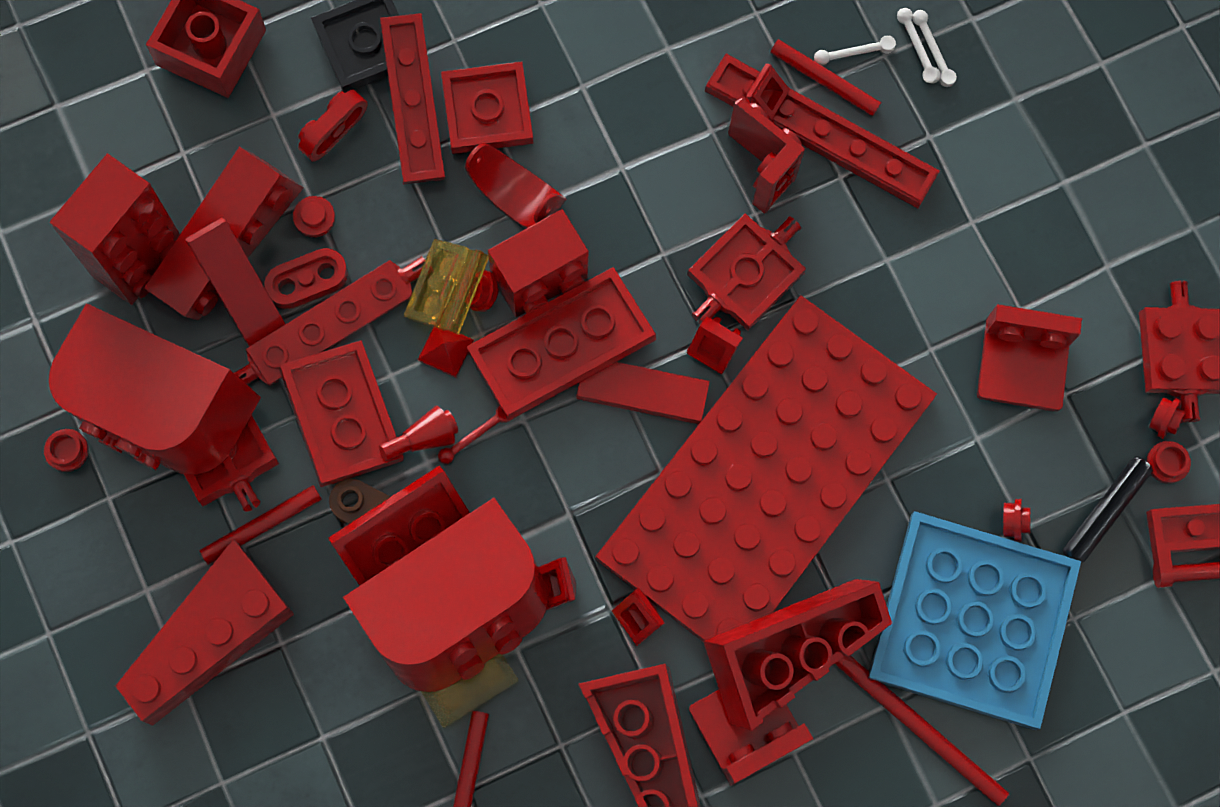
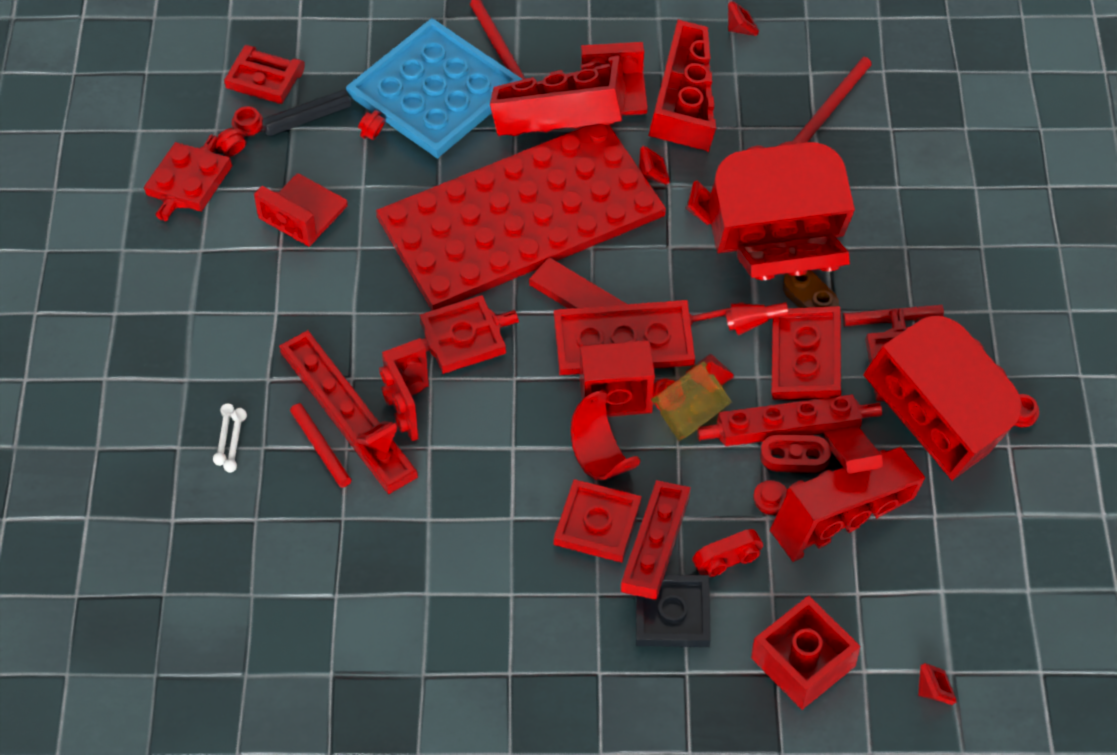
camera: 150 degrees left, 20 degrees down
(62, 72) = (935, 684): none -> red slope
(117, 228) = (932, 489): red brick -> none
(208, 632) = (956, 254): red wedge -> none
(714, 344) = (512, 294): red tile -> none
(885, 45) = (257, 453): white hinge -> none

